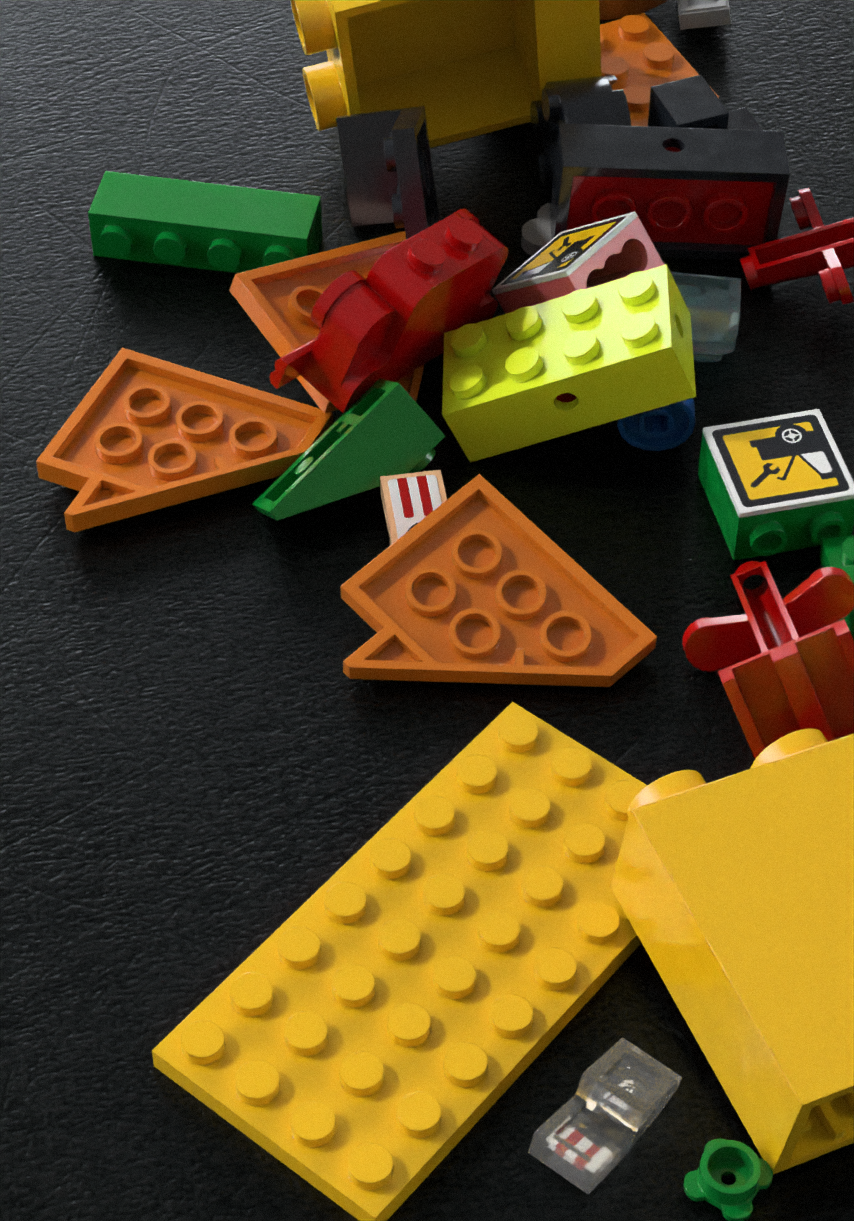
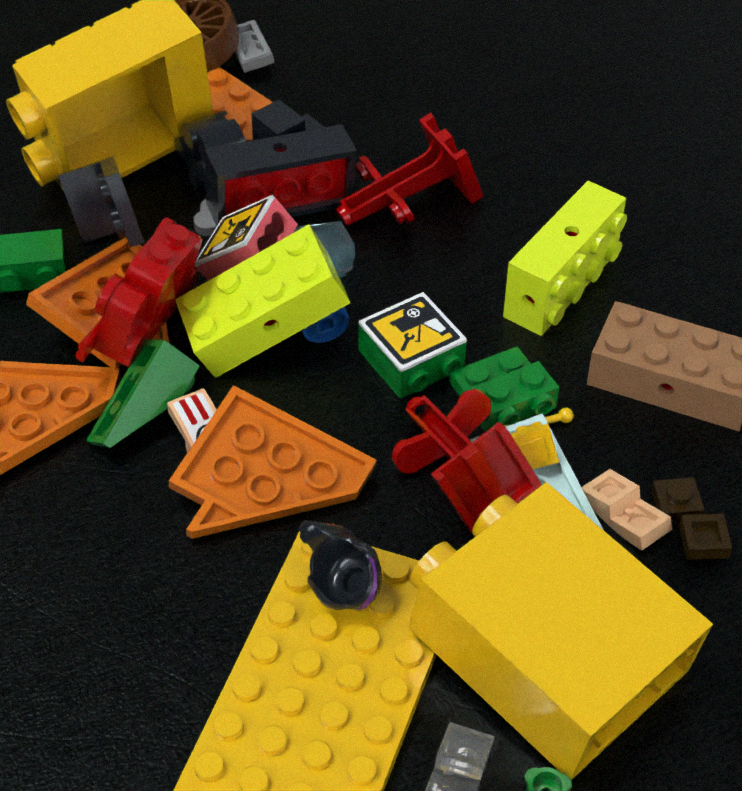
camera: 20 degrees left, 0 degrees up
(537, 767) = (342, 567): none -> black hair

